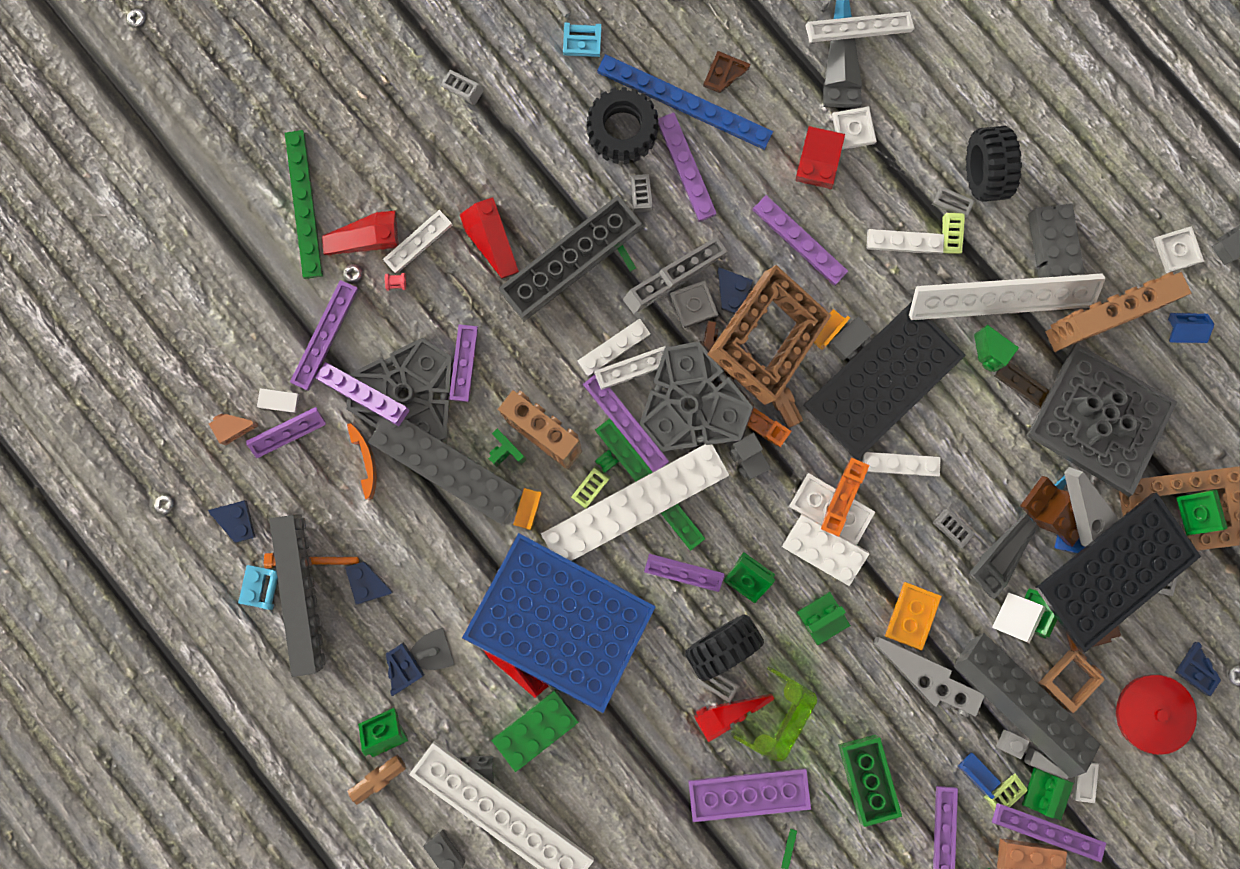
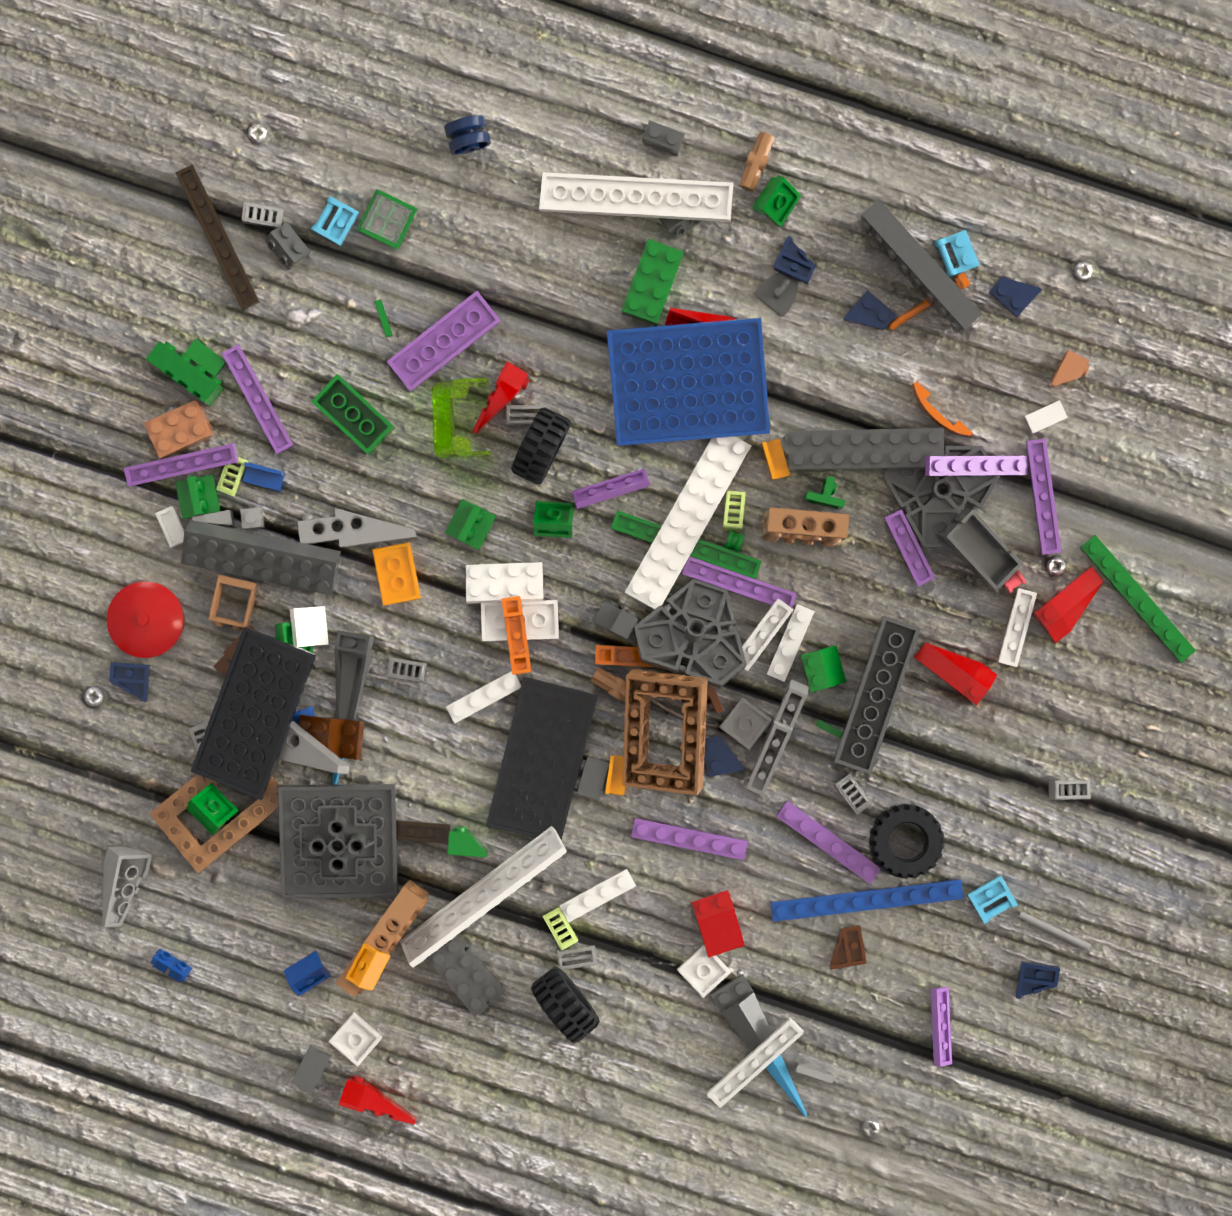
camera: 150 degrees right, 5 degrees up
(286, 432) = (1020, 394): medium lavender plate -> none
(404, 322) = (981, 549): none -> dark grey piece
(601, 308) = (822, 668): none -> green slope
(1157, 288) = (367, 967): none -> light orange panel
(1199, 193) = (362, 1095): none -> red wedge

